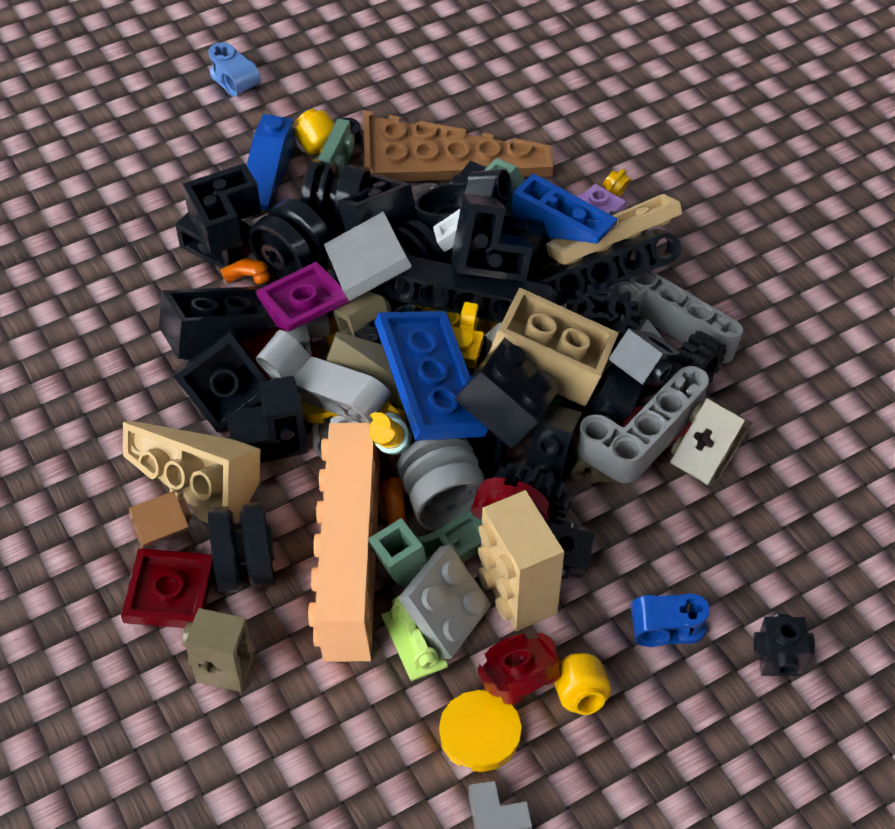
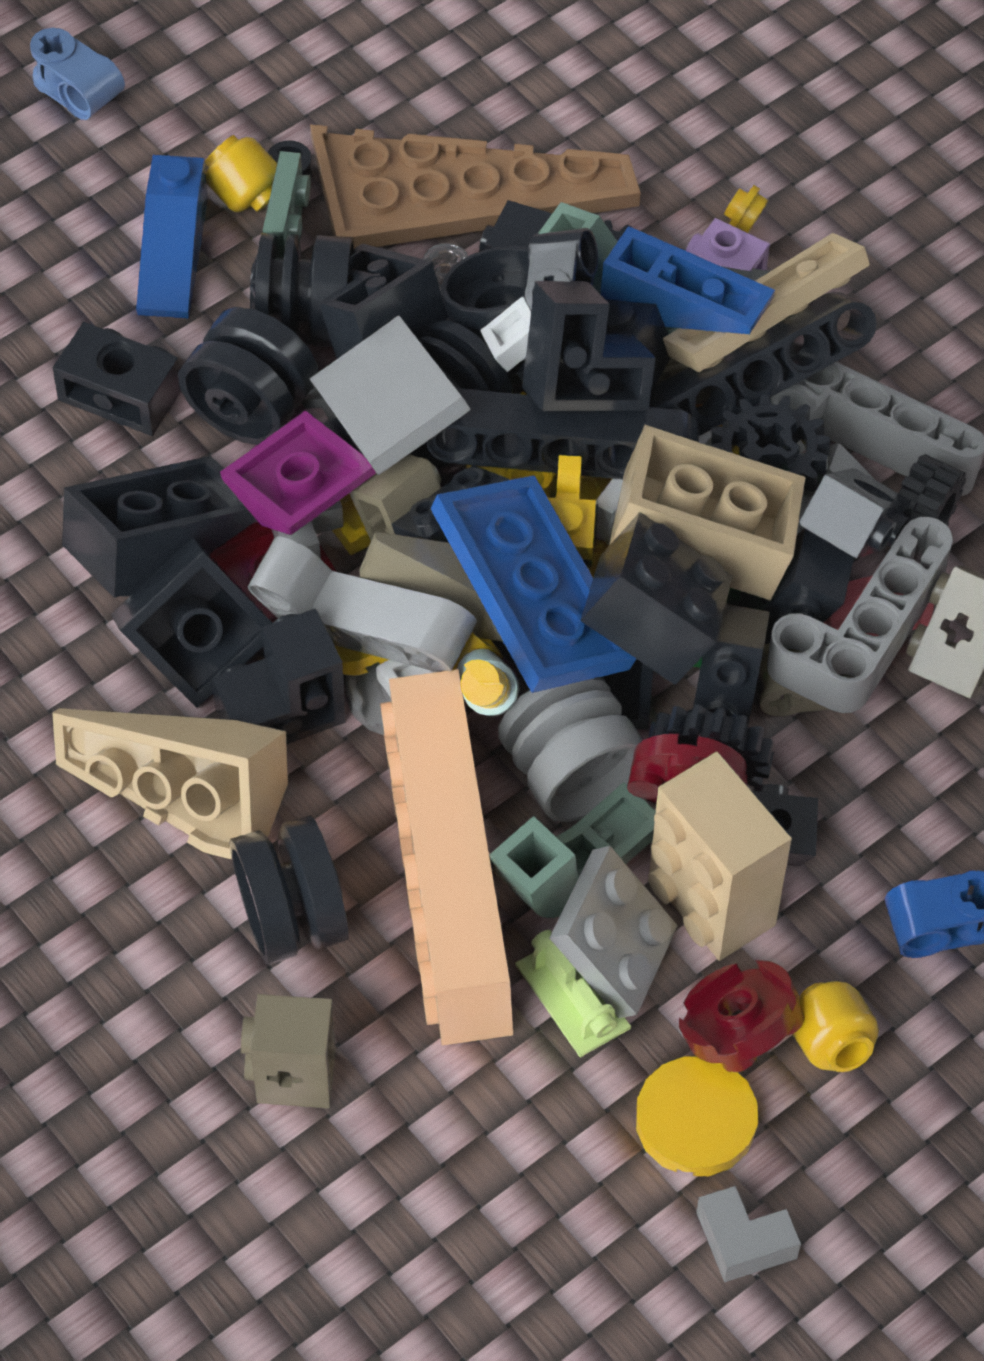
camera: 10 degrees left, 5 degrees up
(160, 519) = (153, 864): medium nougat brick -> none
(167, 588) = (184, 967): dark red plate -> none
(219, 203) = (124, 333): black brick -> none
(246, 267) = (181, 425): orange arm -> none
(395, 497) = (498, 772): orange arm -> none

